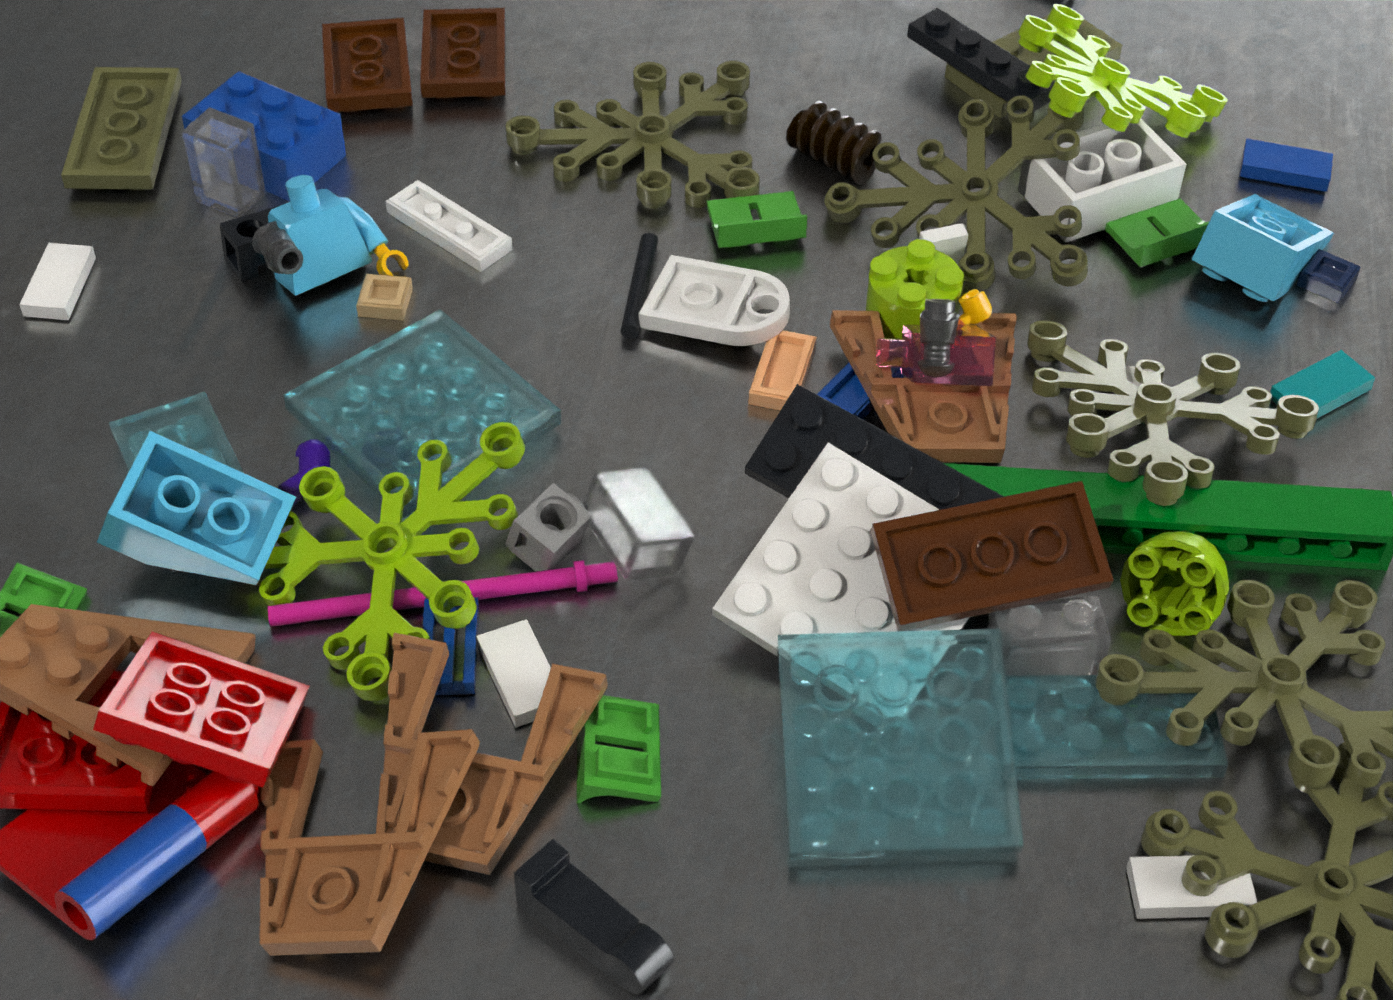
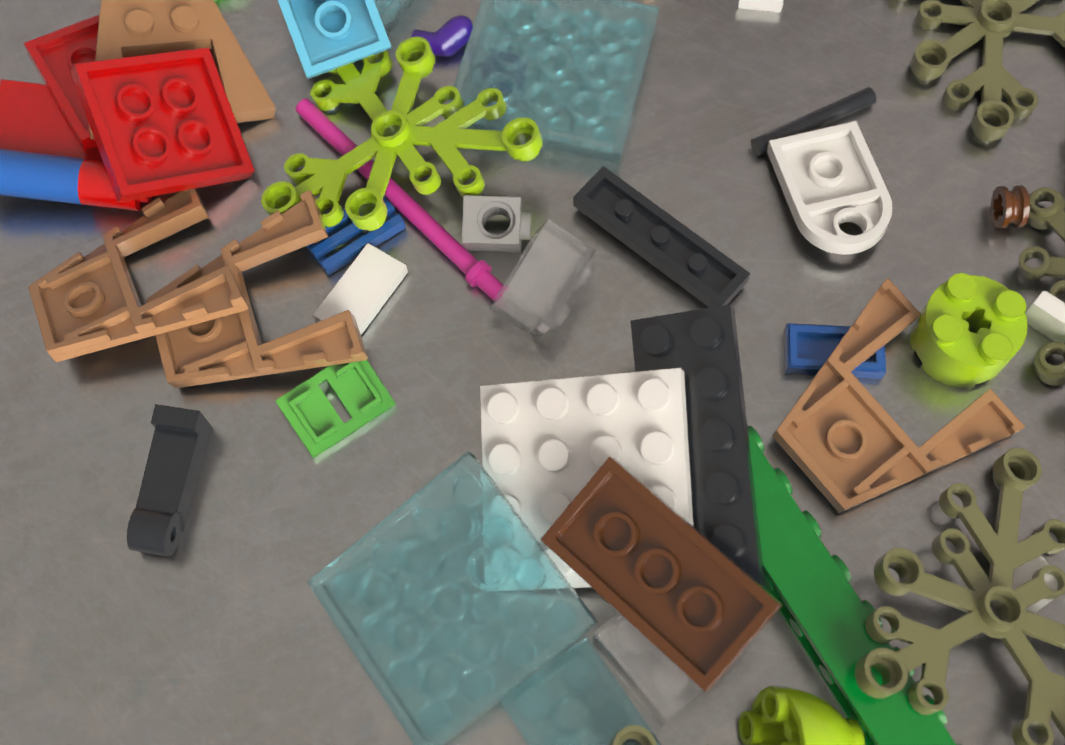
camera: 60 degrees right, 20 degrees up
(662, 433) = (660, 239): none -> black plate
(777, 213) = (979, 172): bright green piece -> none
(781, 367) = (806, 283): light nougat tile -> none
(827, 207) = (1010, 206): none -> reddish brown bush
(944, 344) = (908, 396): torso -> none

